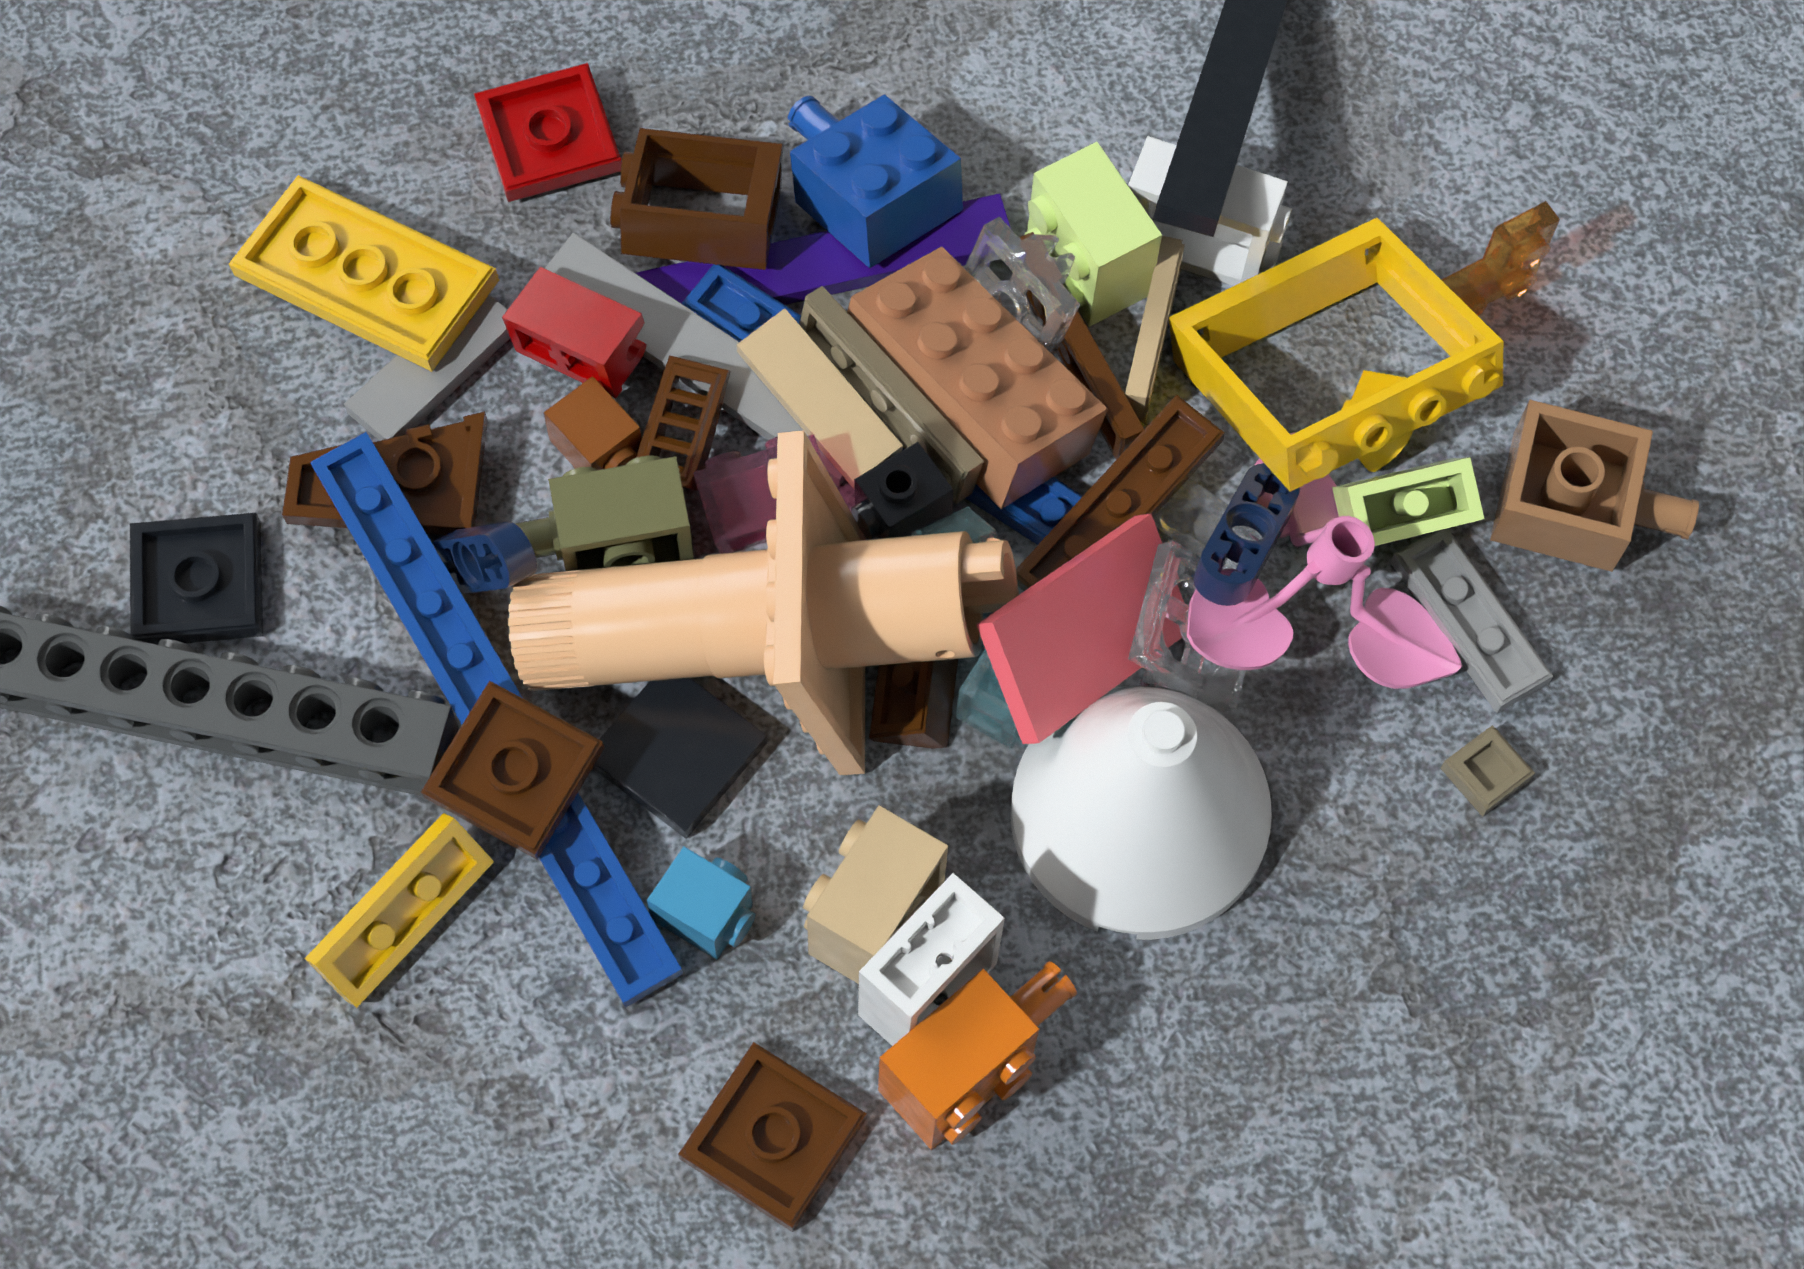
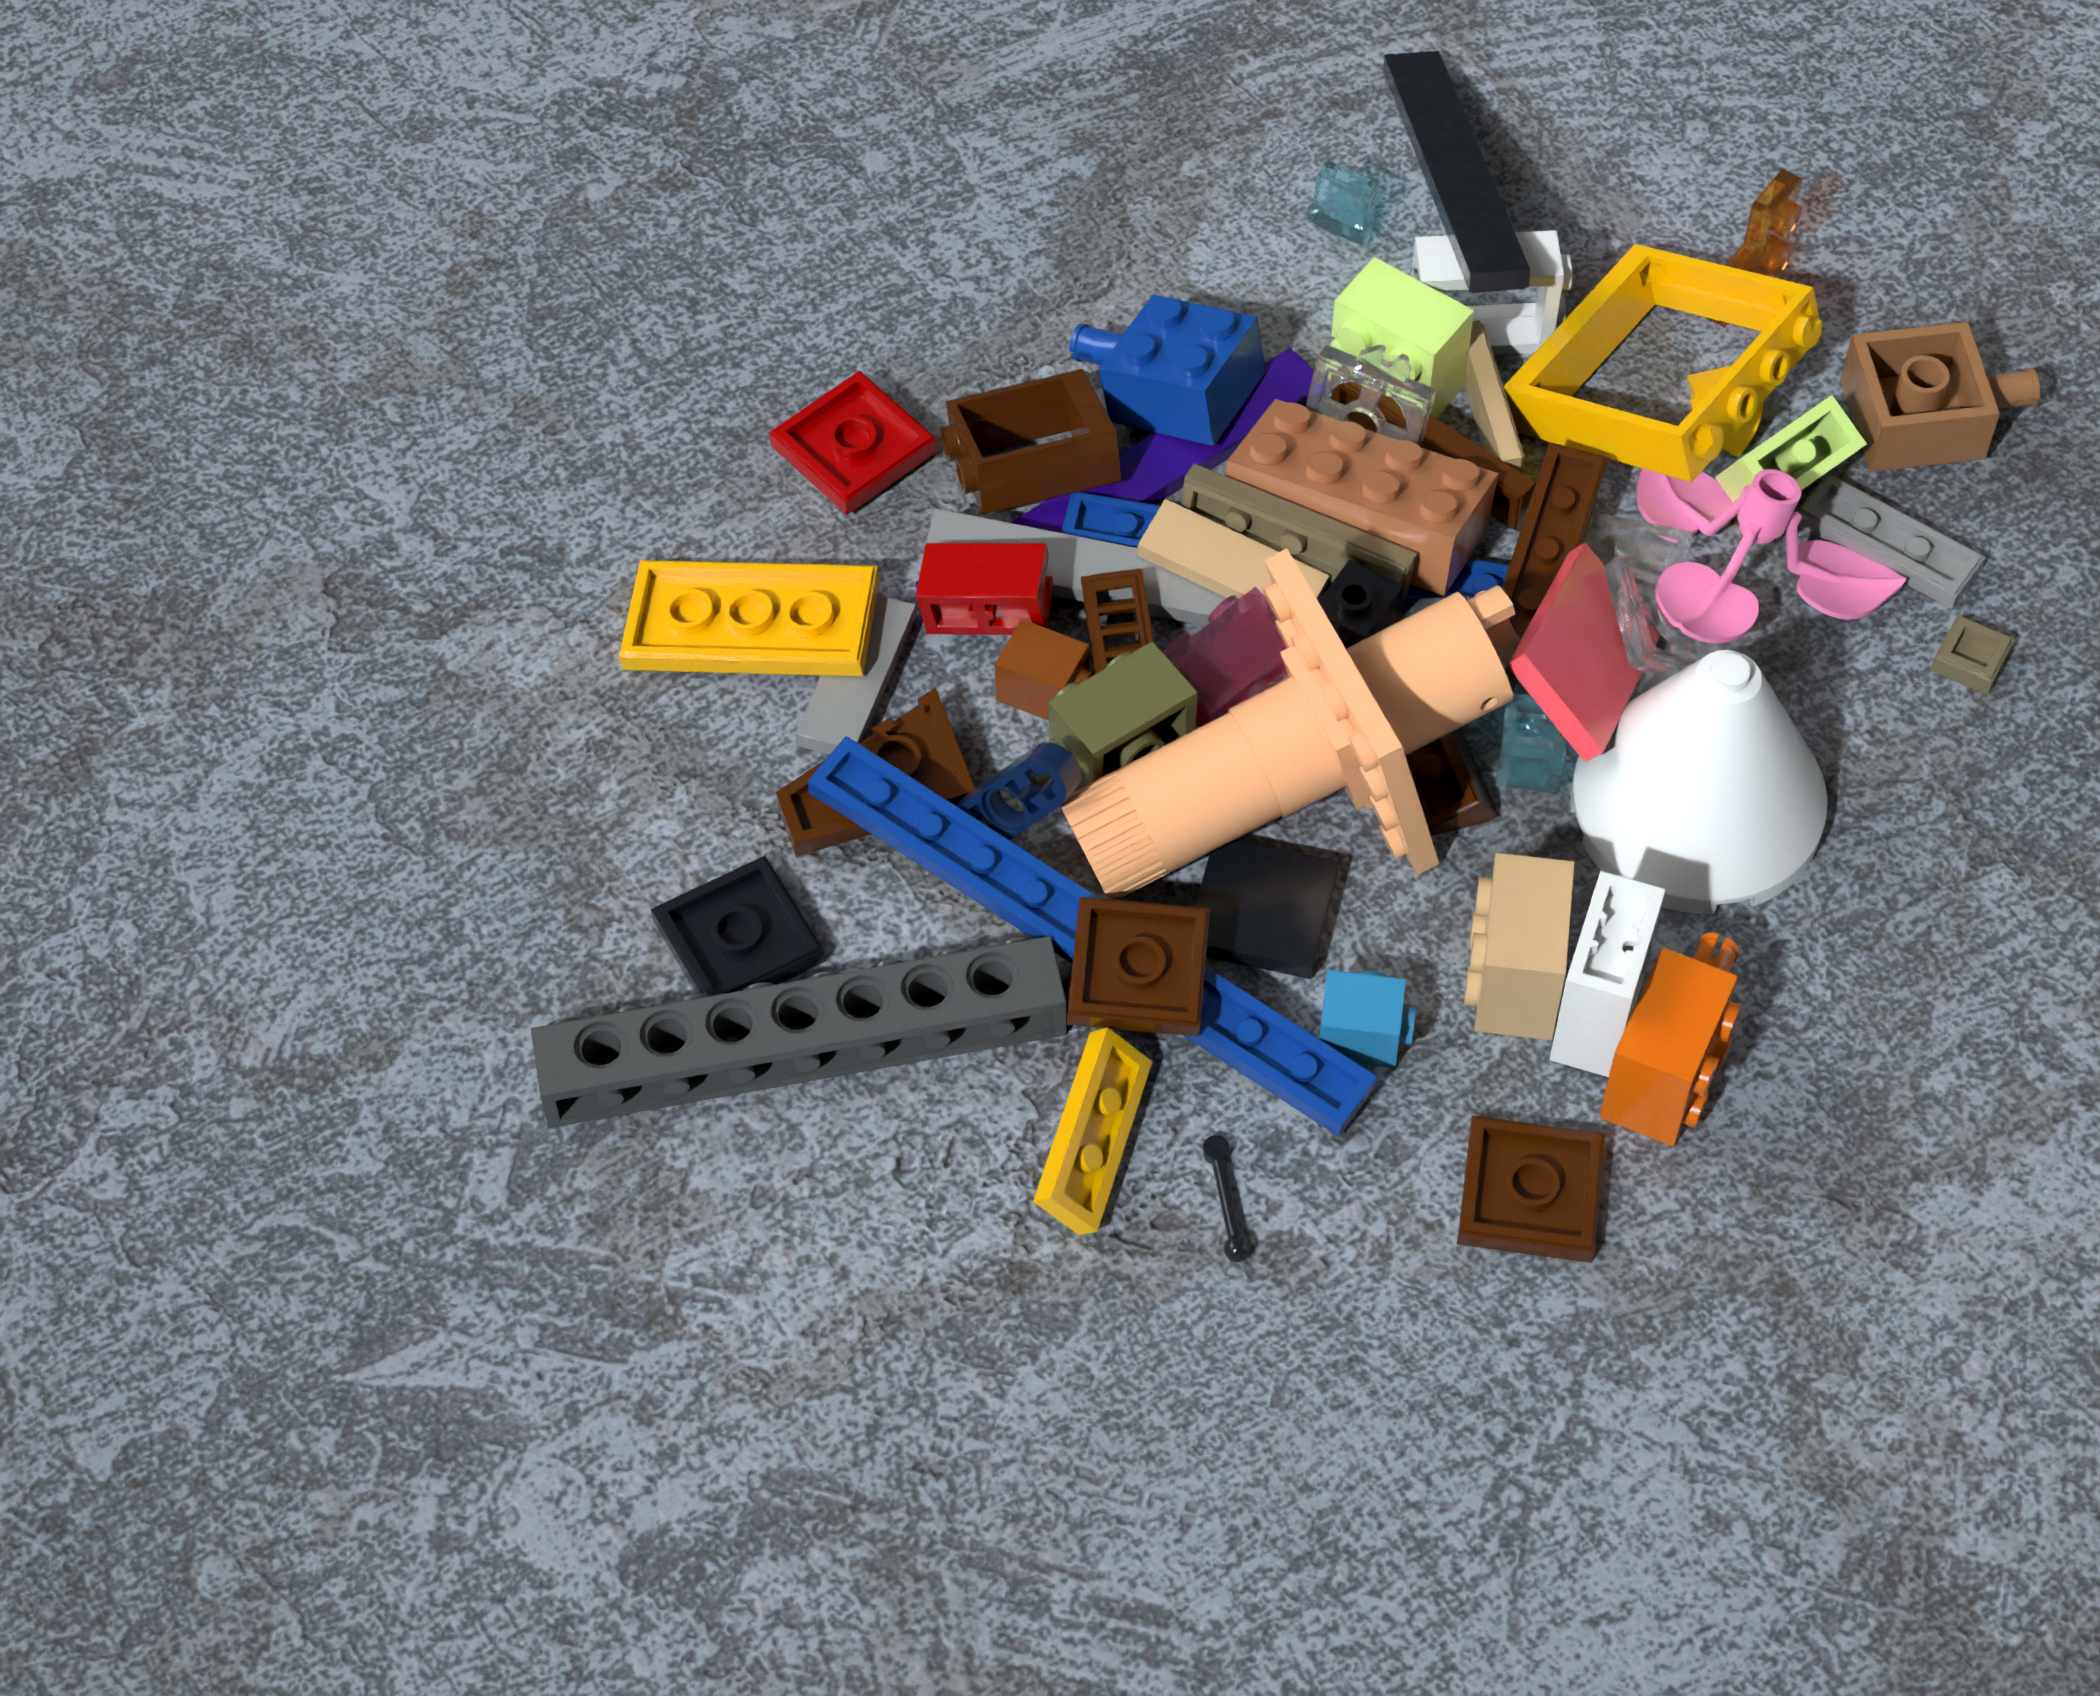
camera: 20 degrees left, 10 degrees down
(509, 974) = (1216, 1153): none -> black hinge
(1128, 65) = (1344, 203): none -> clear light blue tile
(1248, 554) = (1673, 532): dark blue beam -> none

